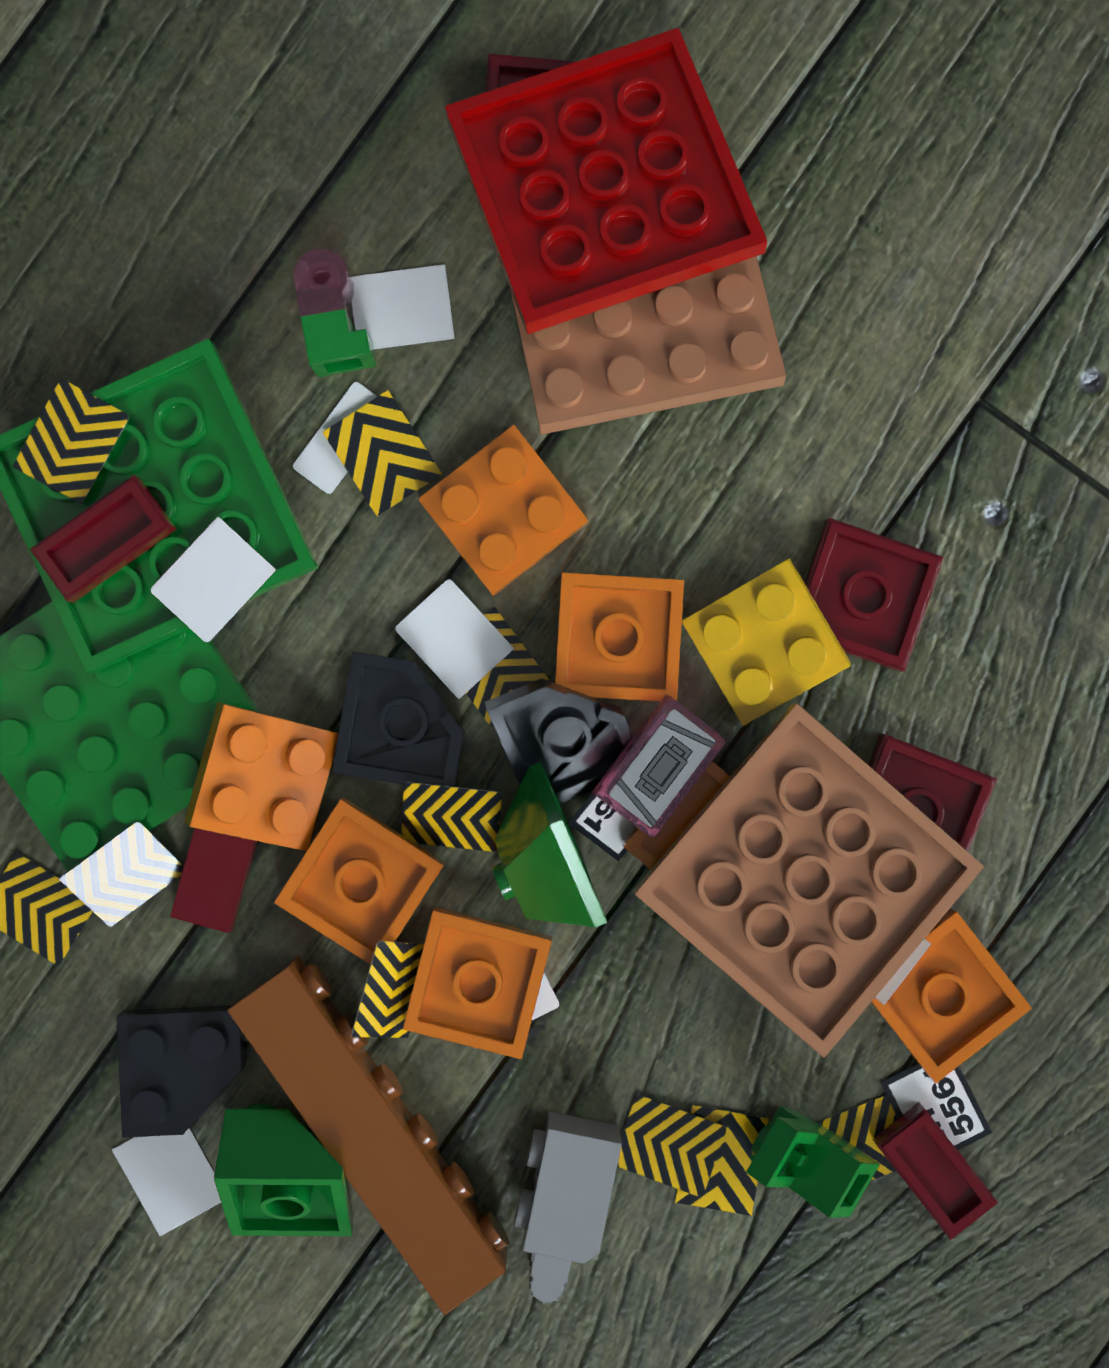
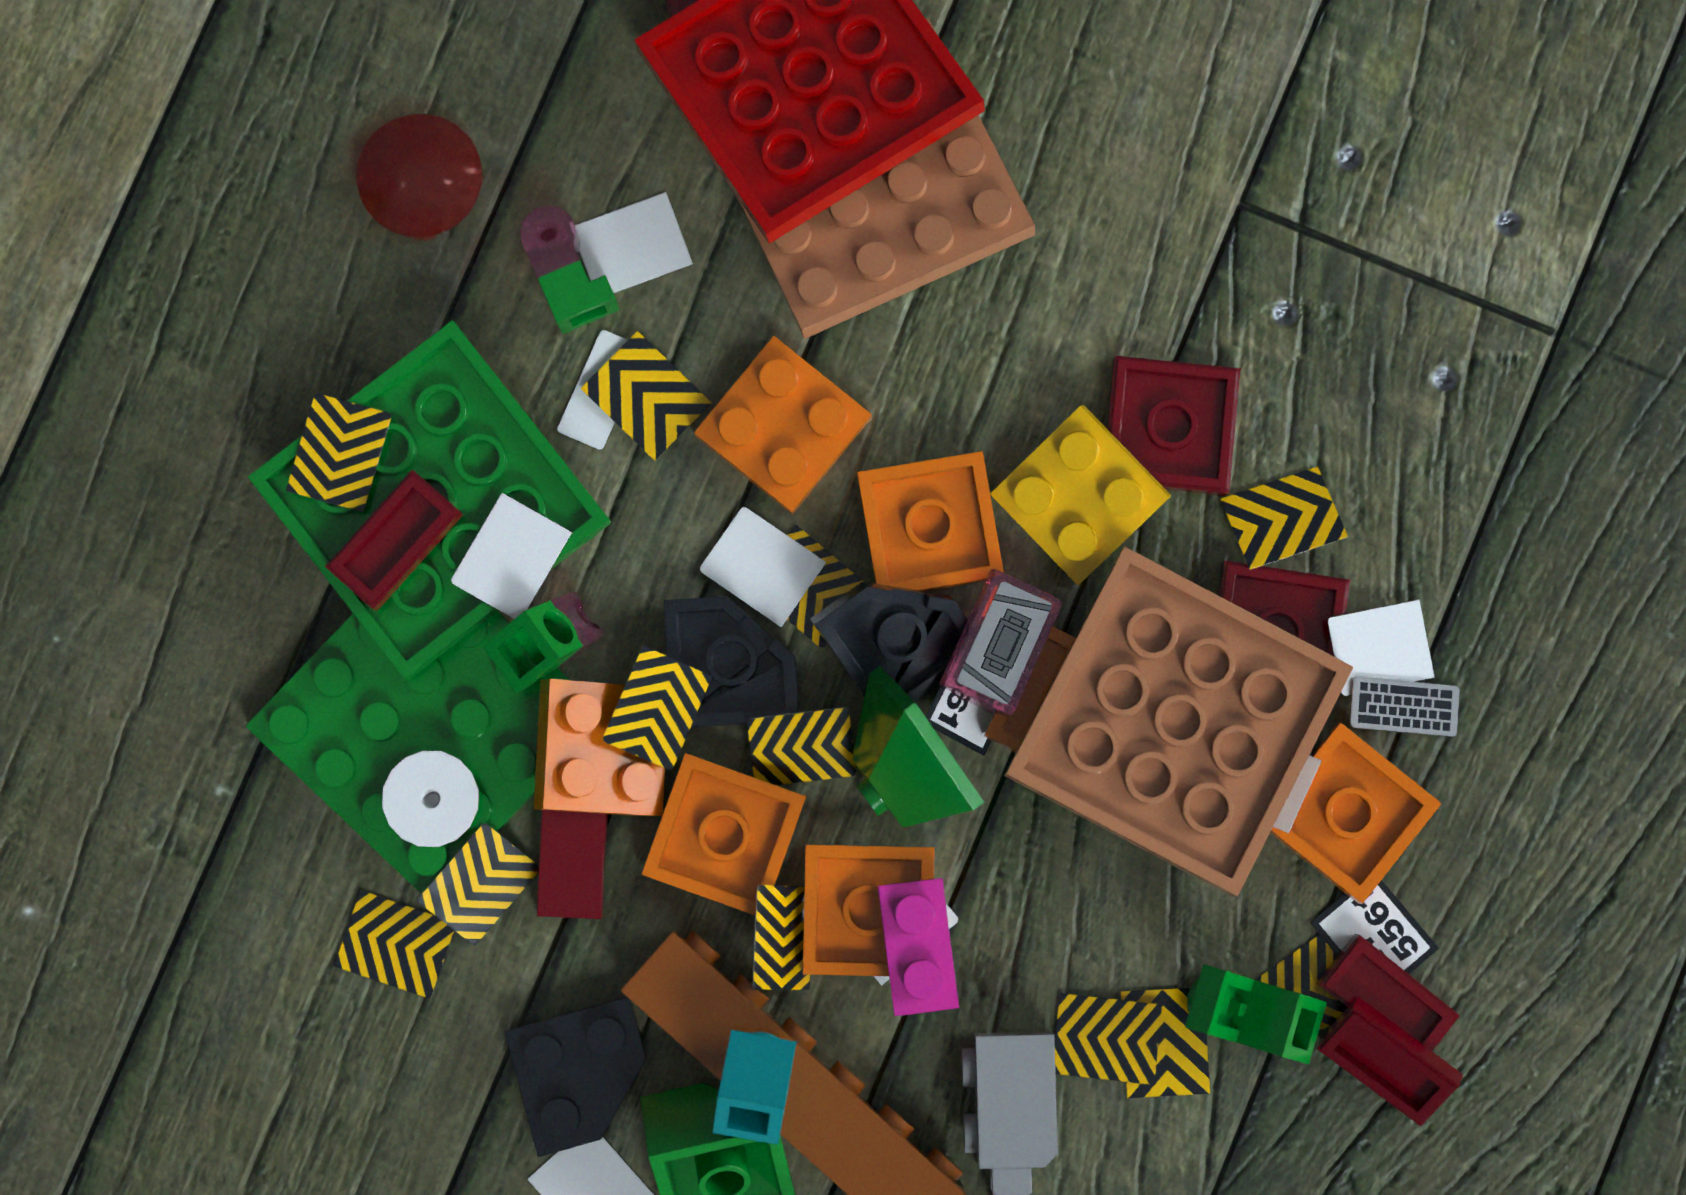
camera: 10 degrees left, 5 degrees down
(89, 789) = (430, 798): none -> white piece
(215, 194) = (419, 176): none -> clear red dish
(227, 665) = (542, 640): none -> green leg
(321, 753) = (657, 708): none -> sticker
(327, 1138) = (754, 1086): none -> teal brick
(514, 1031) = (918, 947): none -> dark pink plate
(924, 1230) = (1389, 1061): none -> dark red tile
(949, 706) = (1283, 518): none -> sticker
(1011, 846) = (1383, 643): none -> white sticker
(1017, 907) = (1404, 706): none -> sticker

